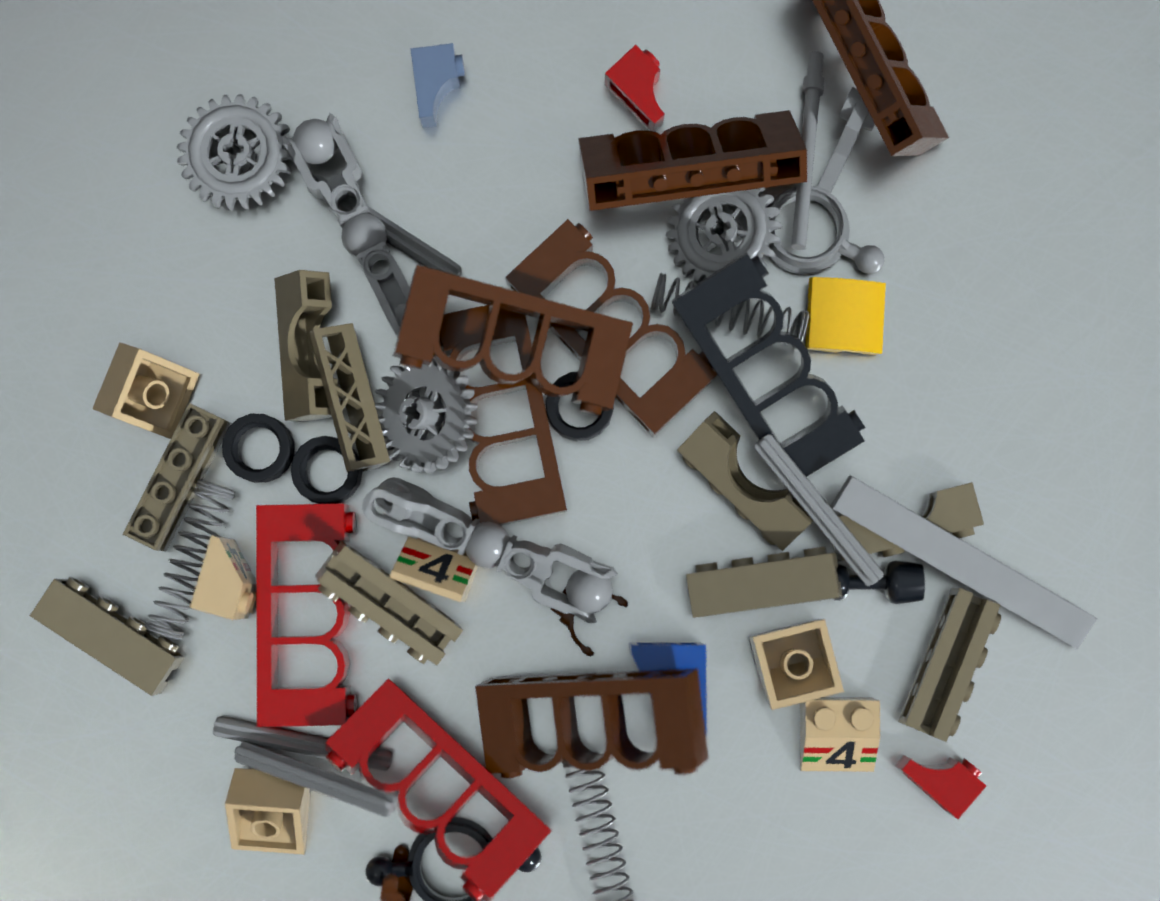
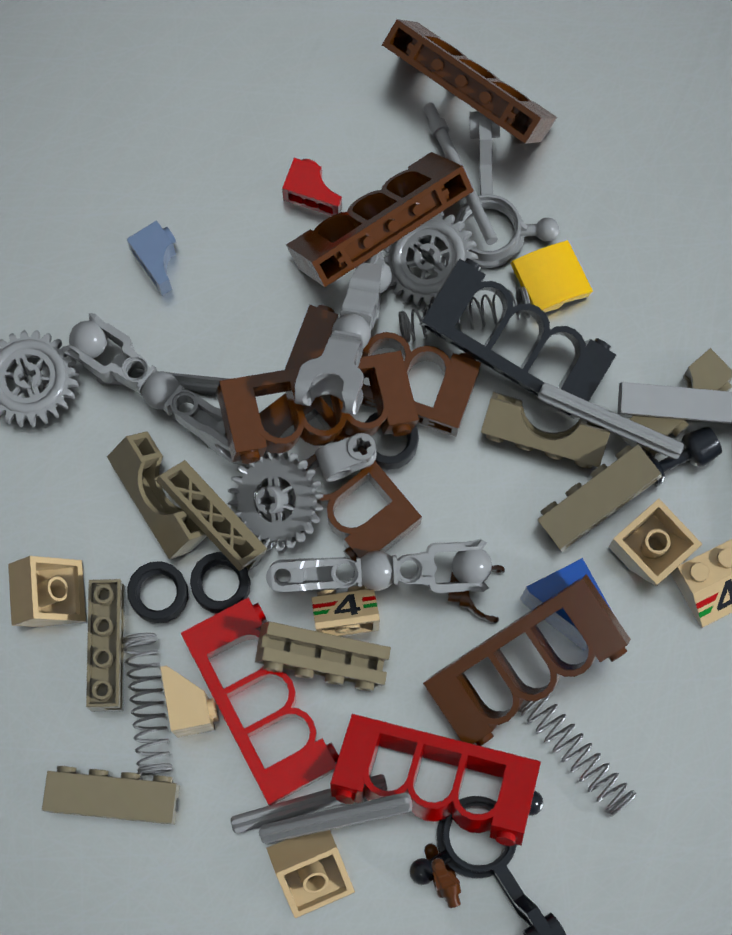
camera: 30 degrees left, 10 degrees down
(511, 407) = (343, 458): none -> light grey piece
(548, 313) = (337, 368): none -> light grey piece

